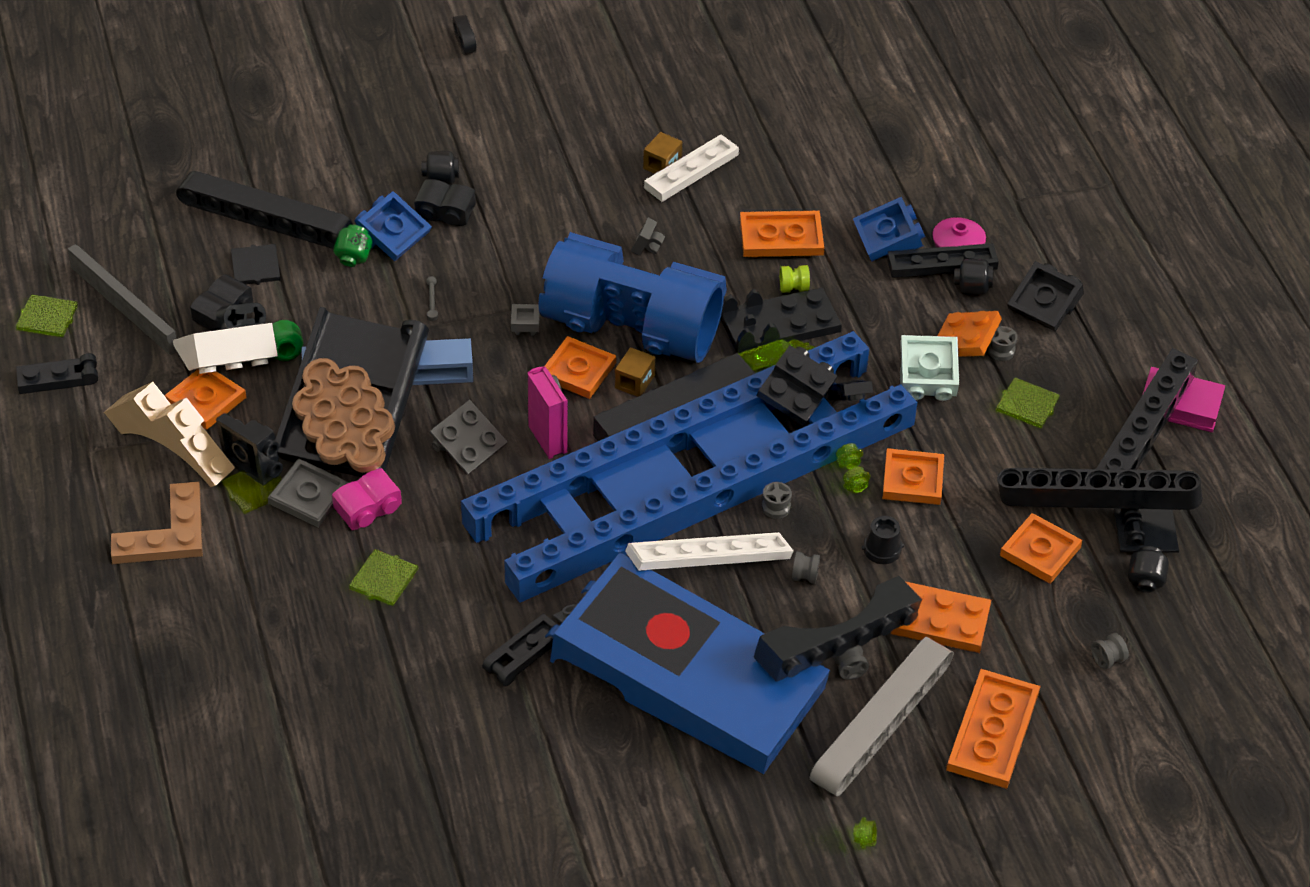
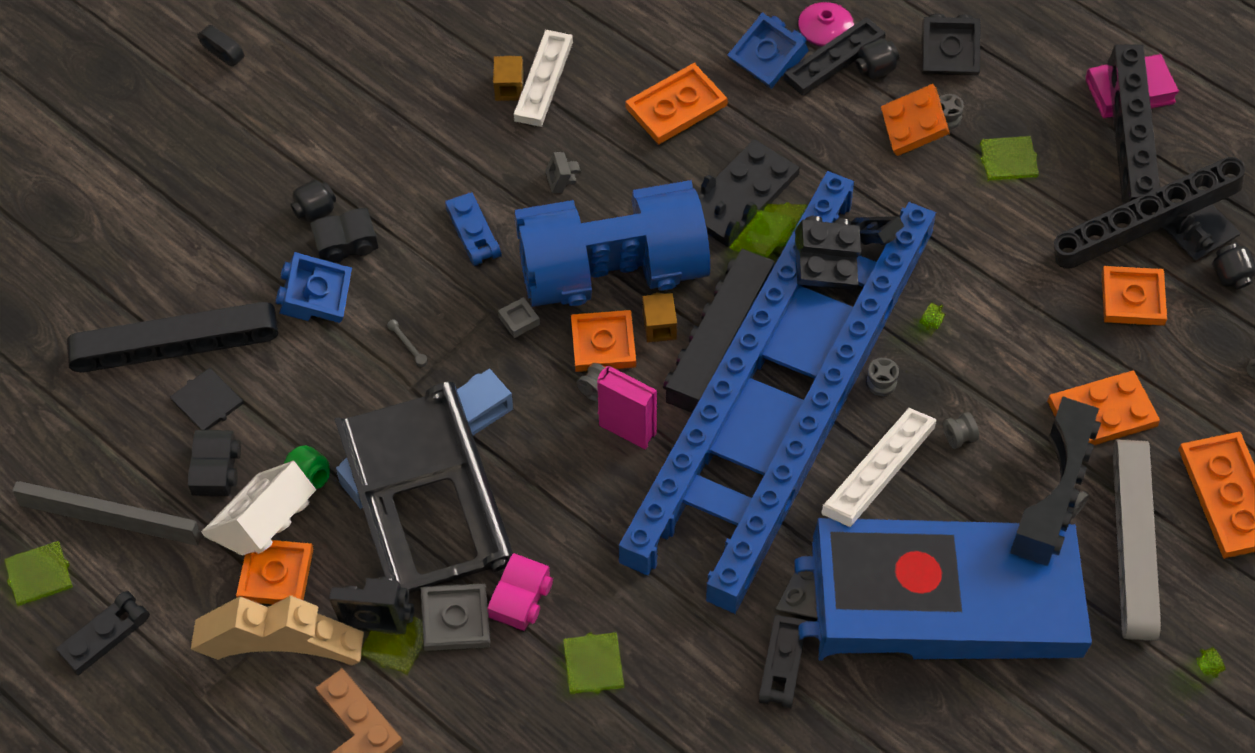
camera: 30 degrees left, 10 degrees up
(240, 311) = (245, 467): black beam -> none
(343, 415) = (440, 519): medium nougat plate -> none
(352, 245) = (295, 330): green head -> none
(467, 437) = (560, 472): dark grey hinge -> none
(548, 234) = (472, 228): none -> blue plate
(797, 278) = (724, 144): lime wheel -> none
(849, 456) = (908, 296): clear neon green plate -> none
(883, 541) = (1003, 365): black piece -> none
(913, 476) = (977, 286): orange plate -> none
(930, 366) = (912, 169): light aqua plate -> none

